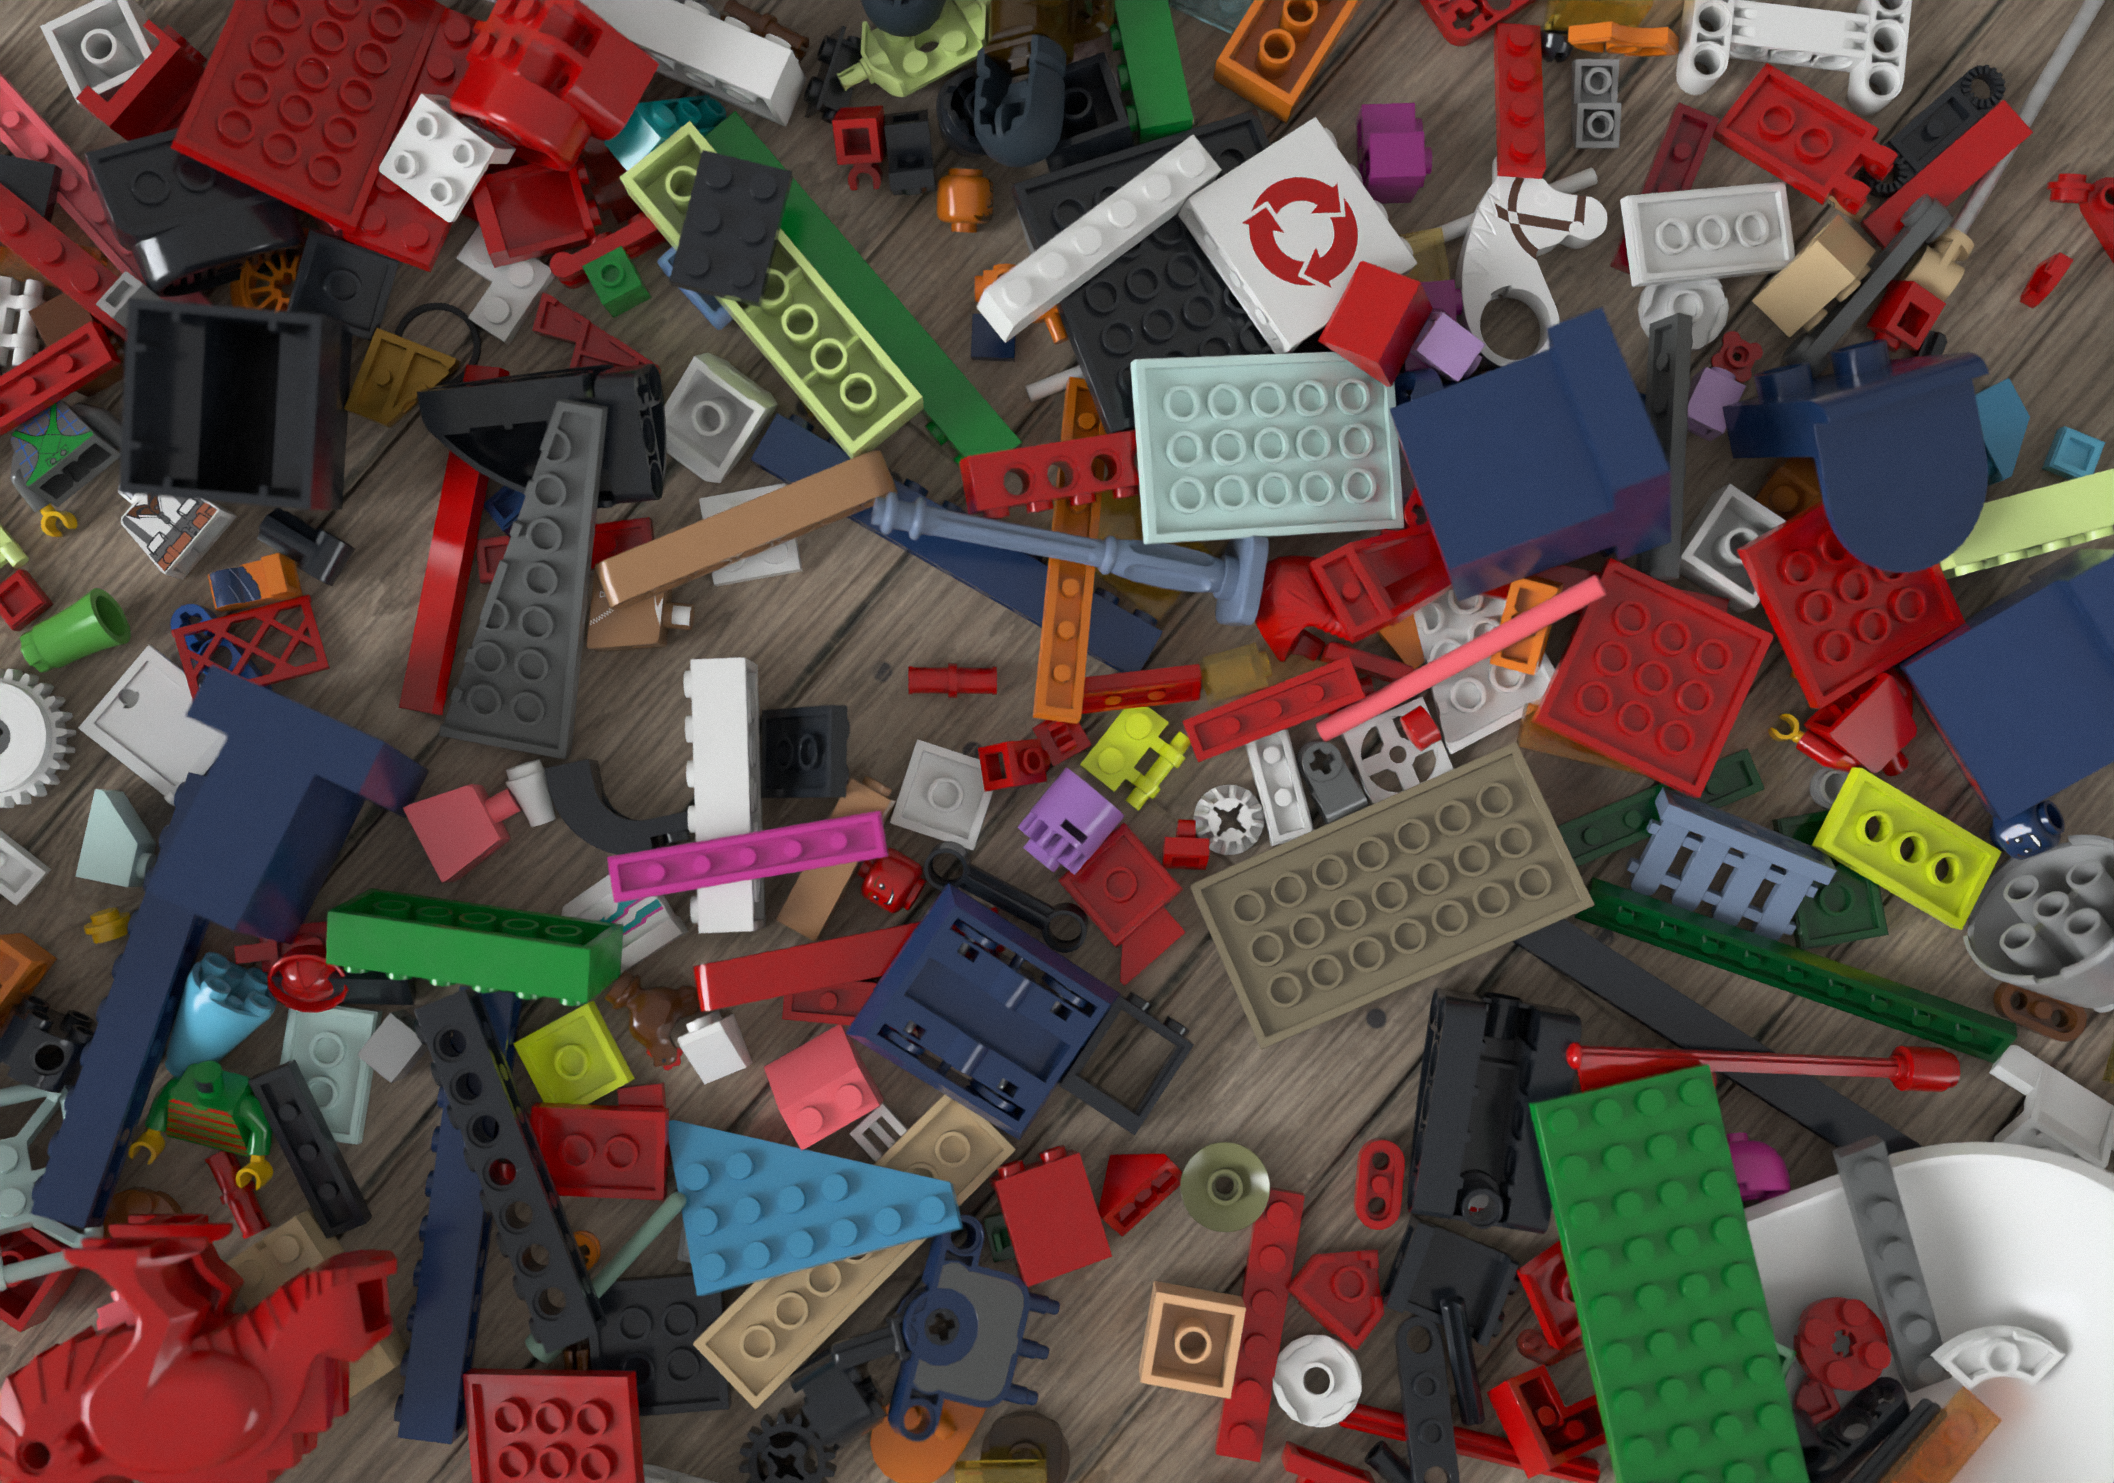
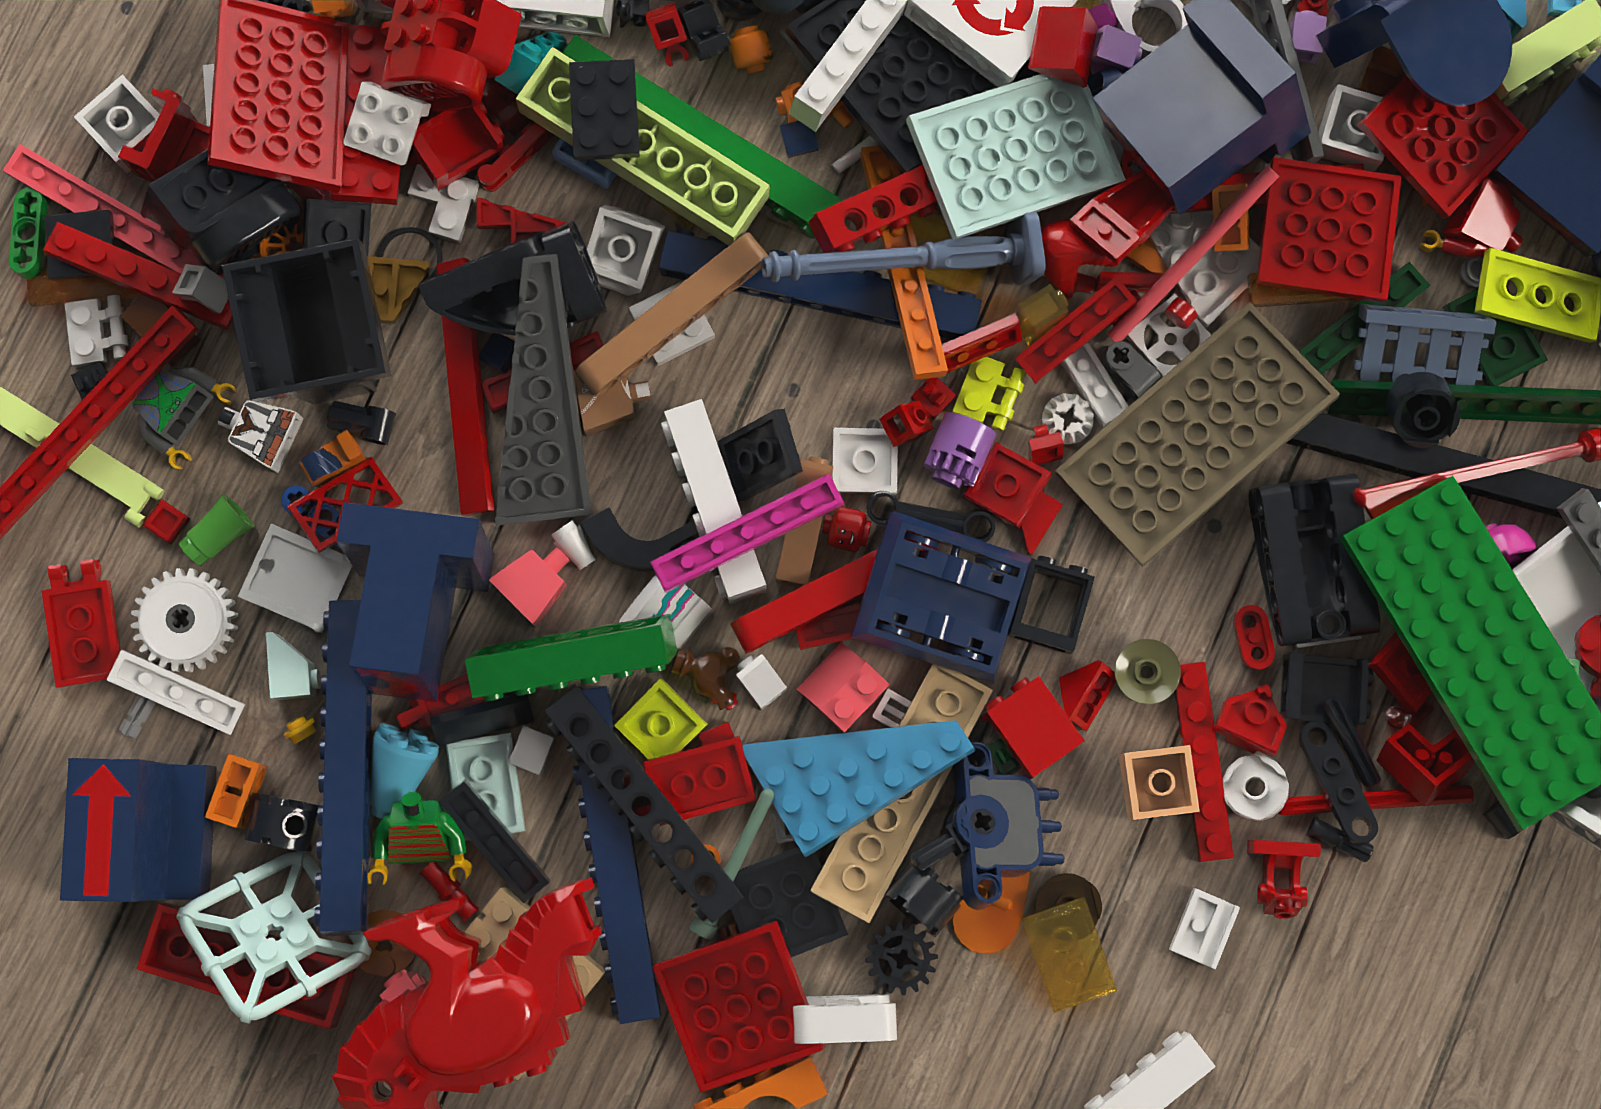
camera: 20 degrees left, 5 degrees down
(306, 980) = (457, 721): red hat -> none
(617, 281) = (526, 175): green brick -> none
(952, 680) = (845, 379): red pin -> none
(1698, 957) = (1422, 409): none -> black brick

